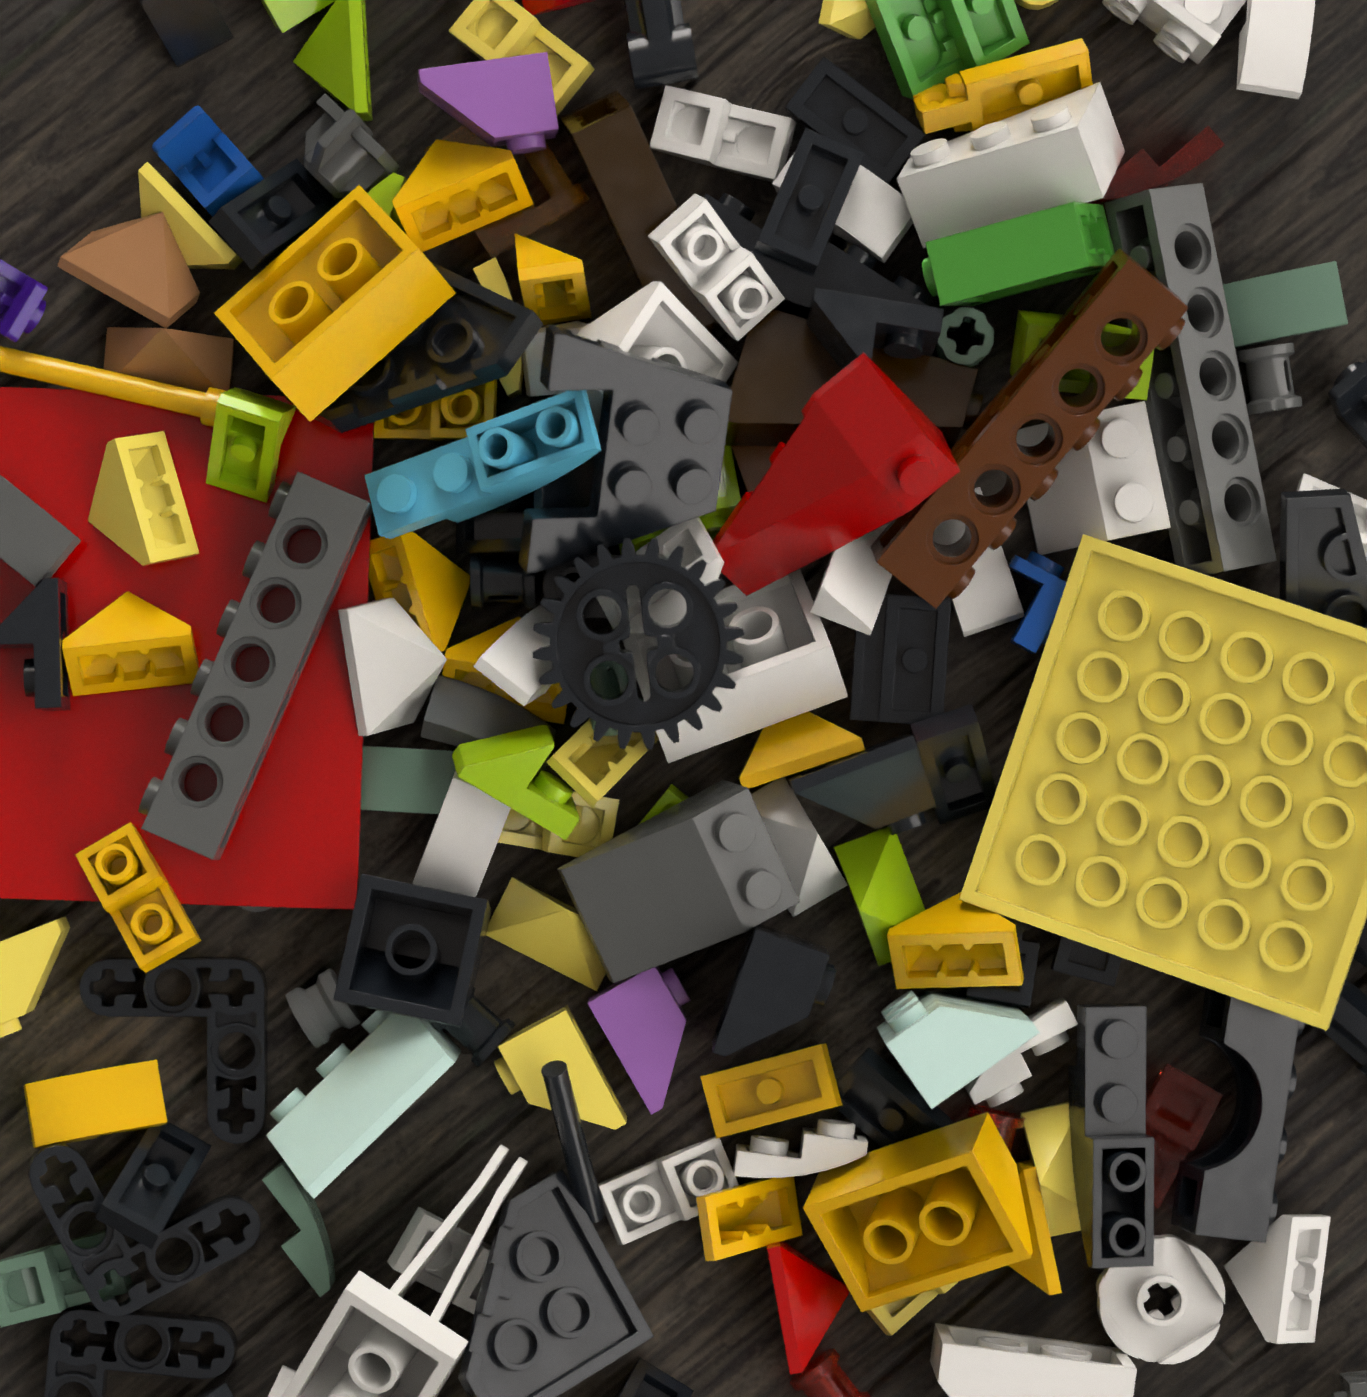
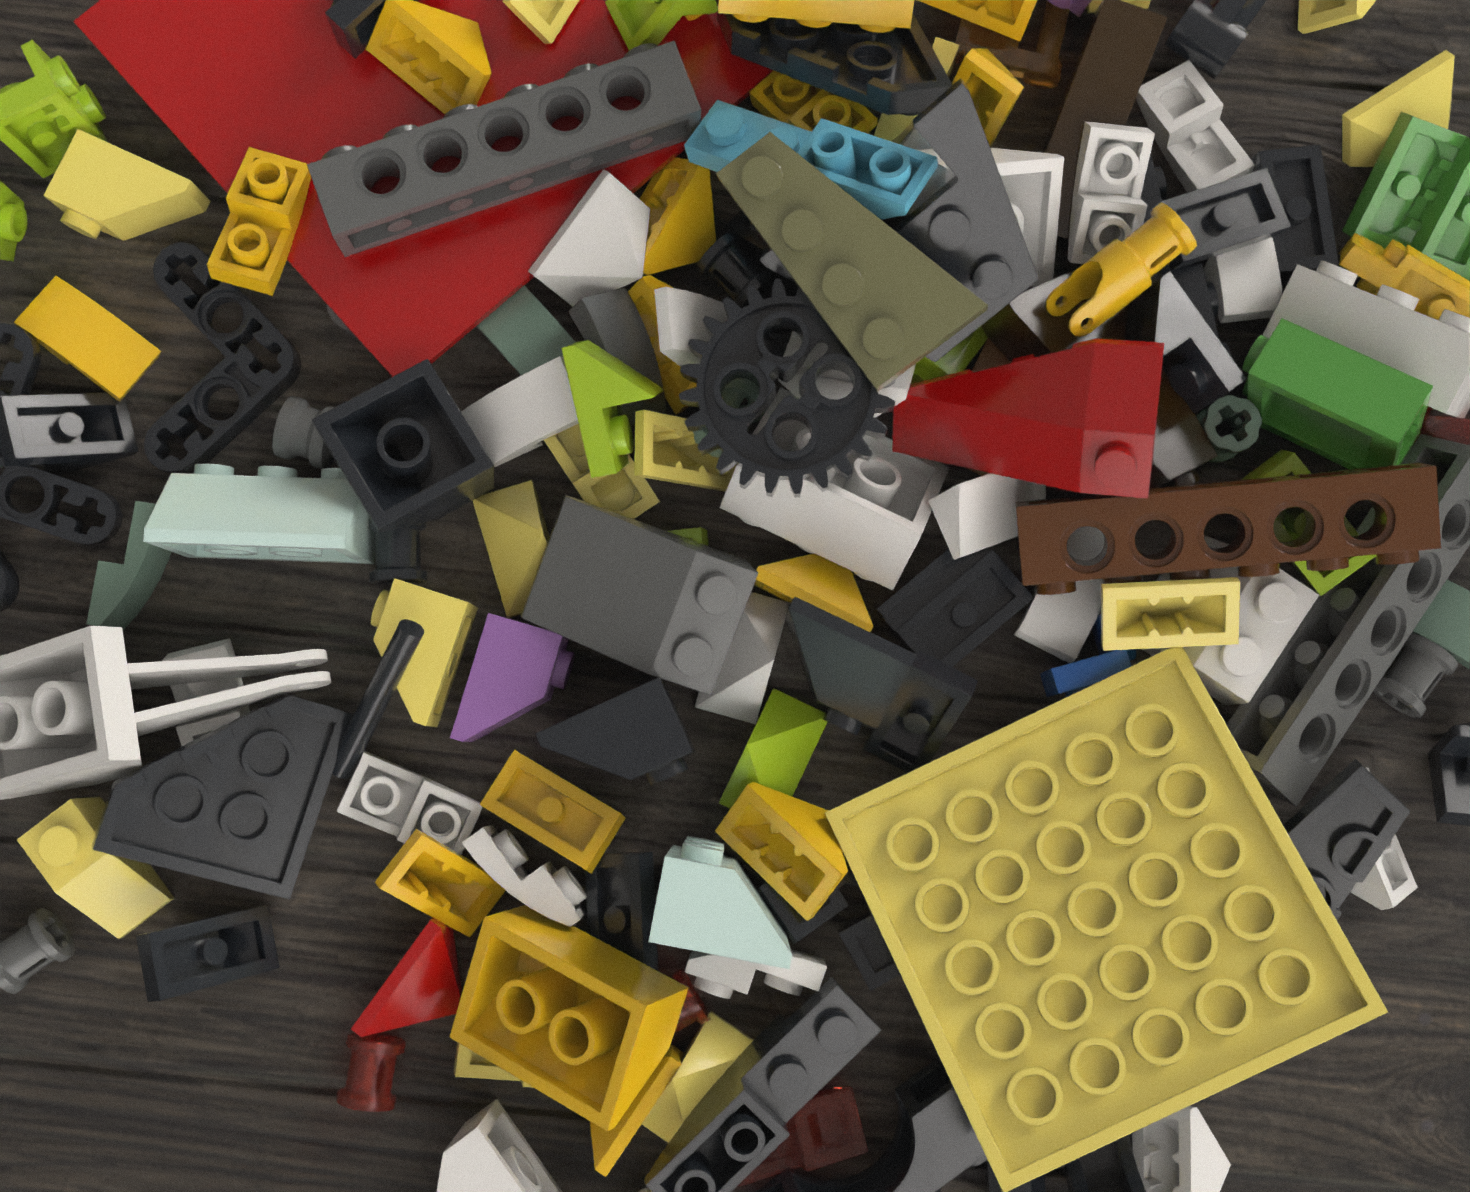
camera: 50 degrees right, 5 degrees down
(611, 523) = (856, 271): none -> olive wing
(782, 325) = (1121, 270): none -> yellow piece
(1054, 527) = (1170, 613): none -> light yellow slope

